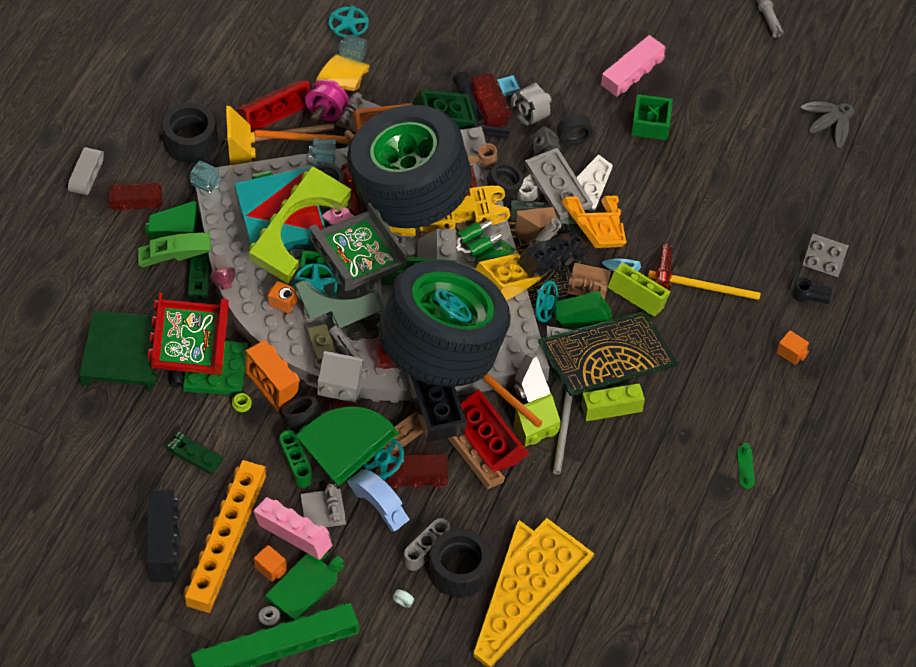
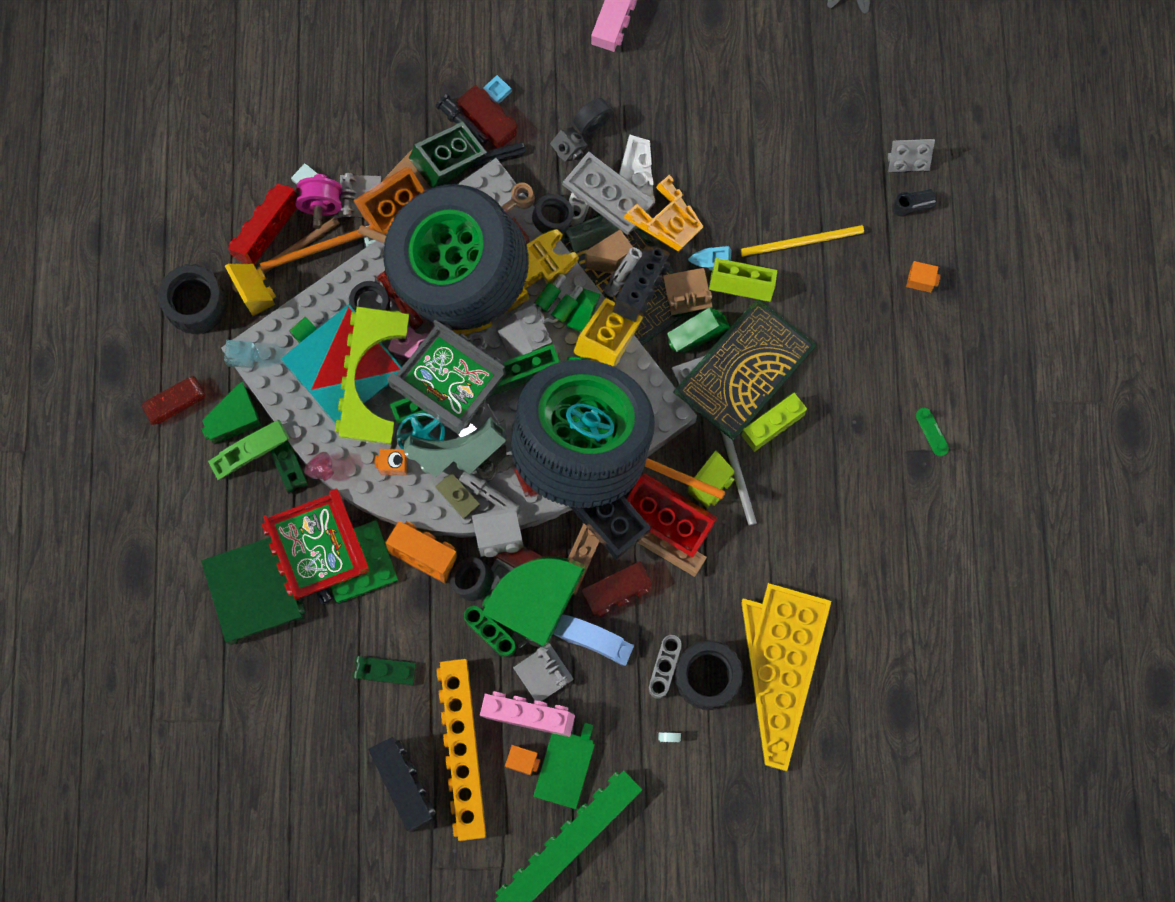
camera: 20 degrees left, 20 degrees up
(85, 171) = (105, 393): light grey beam -> none
(241, 398) = (401, 585): lime plate -> none
(269, 621) = (540, 816): light grey plate -> none
(323, 151) = (349, 267): clear light blue brick -> none
(344, 71) = (317, 151): yellow slope -> none
(349, 21) = (291, 82): teal wheel -> none
(353, 48) = (313, 115): clear light blue brick -> none
(384, 457) = (581, 595): teal wheel -> none
(530, 379) = (687, 443): slope -> none
(531, 104) = (534, 104): light grey brick -> none
(547, 301) = (658, 338): teal wheel -> none
(652, 117) = (664, 64): green brick -> none
(664, 273) = (759, 248): clear red pin -> none

